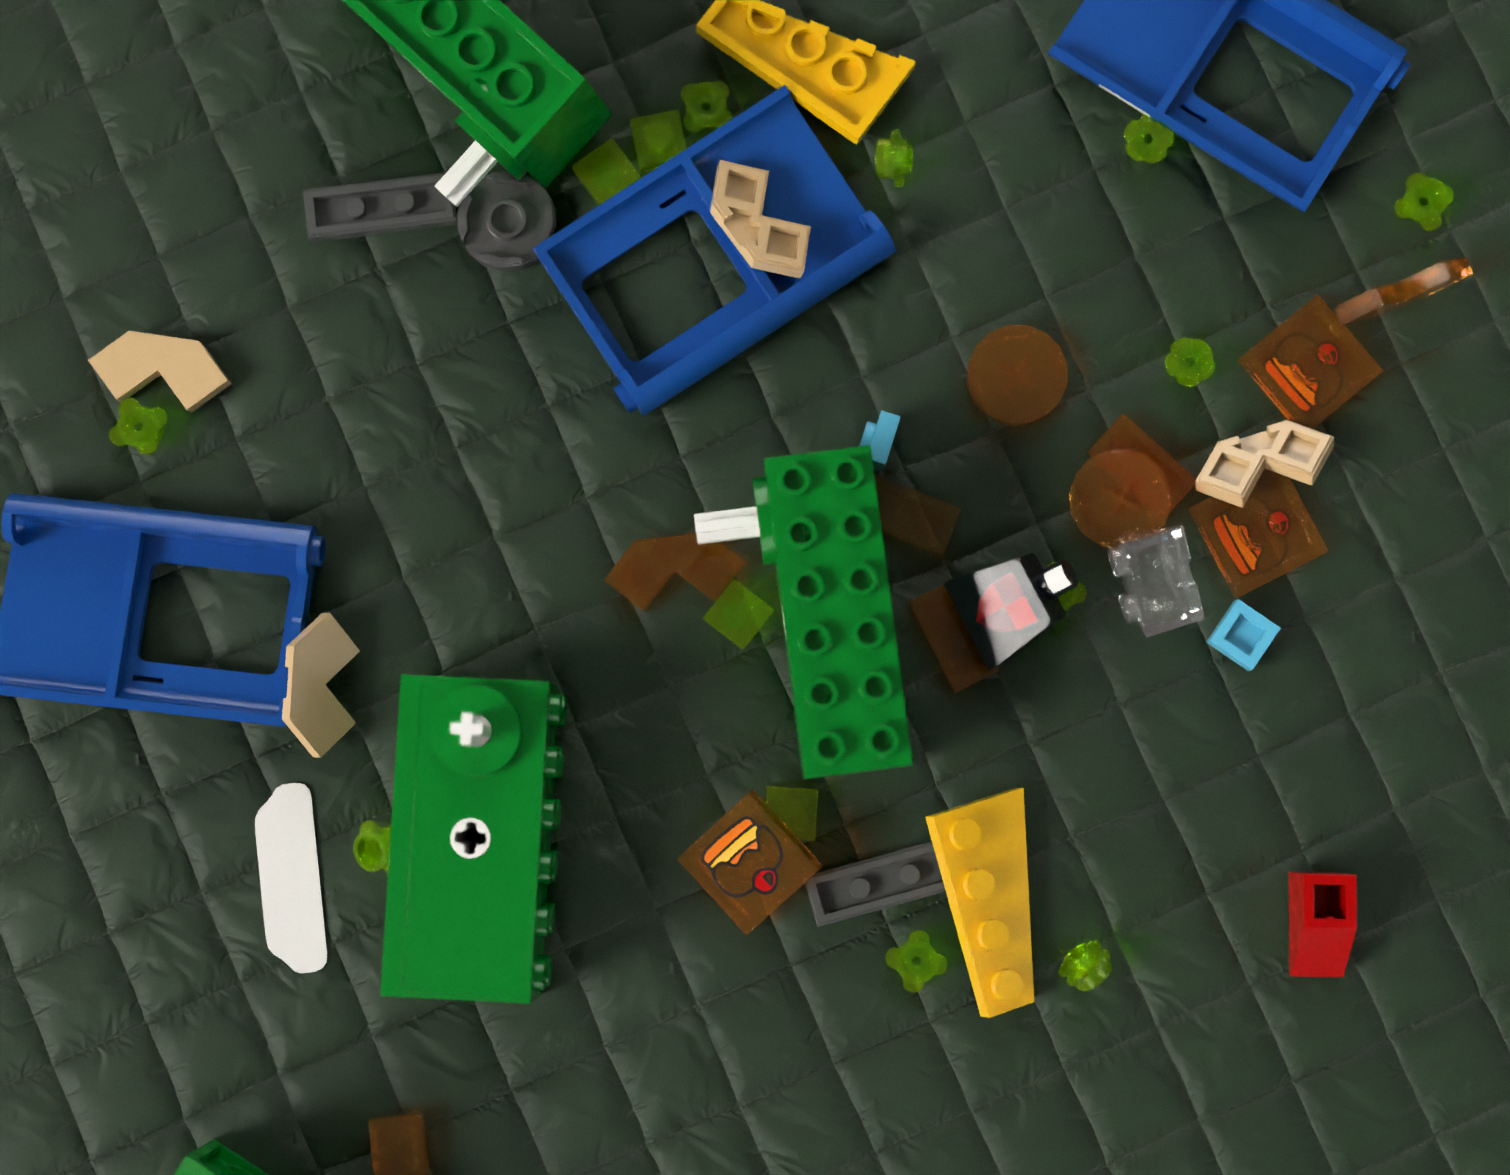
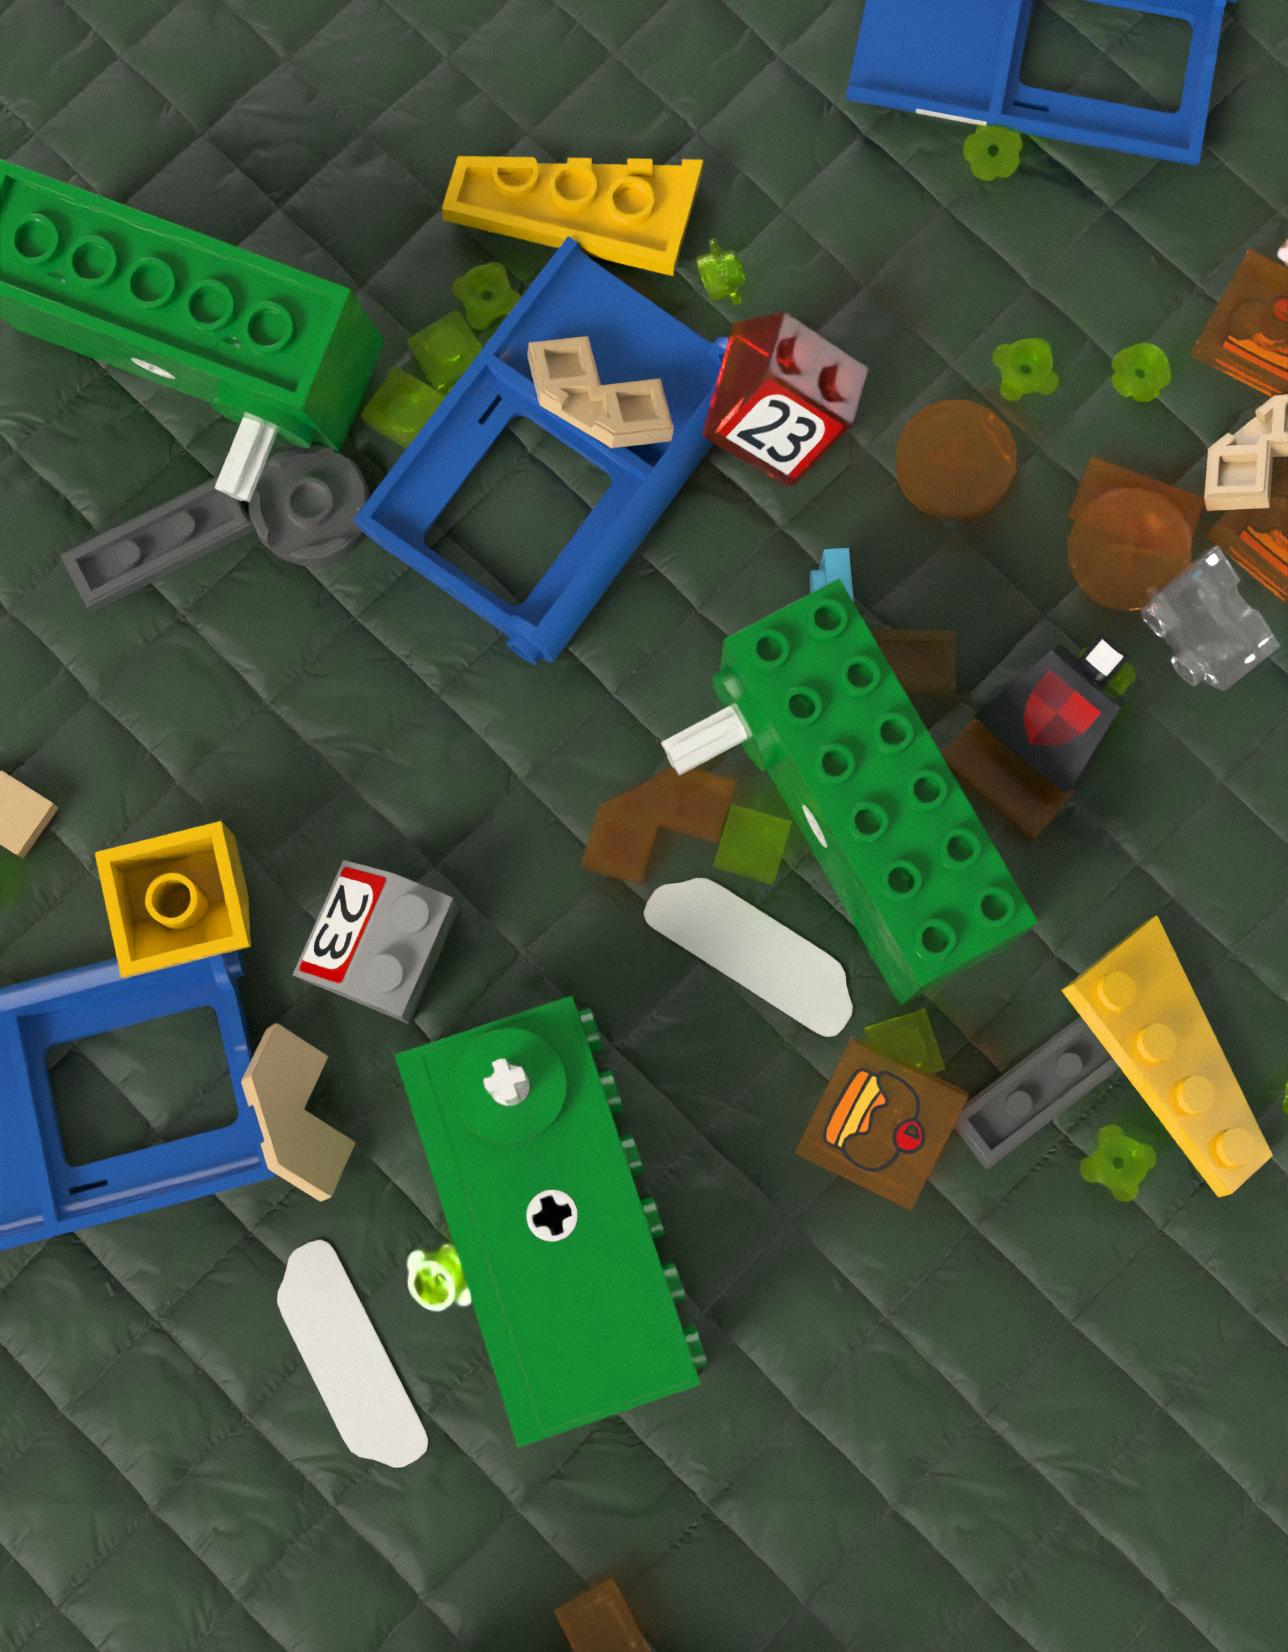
camera: 25 degrees left, 5 degrees down
(289, 491) = (175, 898): none -> yellow slope
(428, 579) = (377, 939): none -> light grey slope
(709, 695) = (753, 951): none -> white sticker
(897, 278) = (782, 396): none -> clear red slope
(1114, 316) = (1029, 352): none -> clear neon green plate

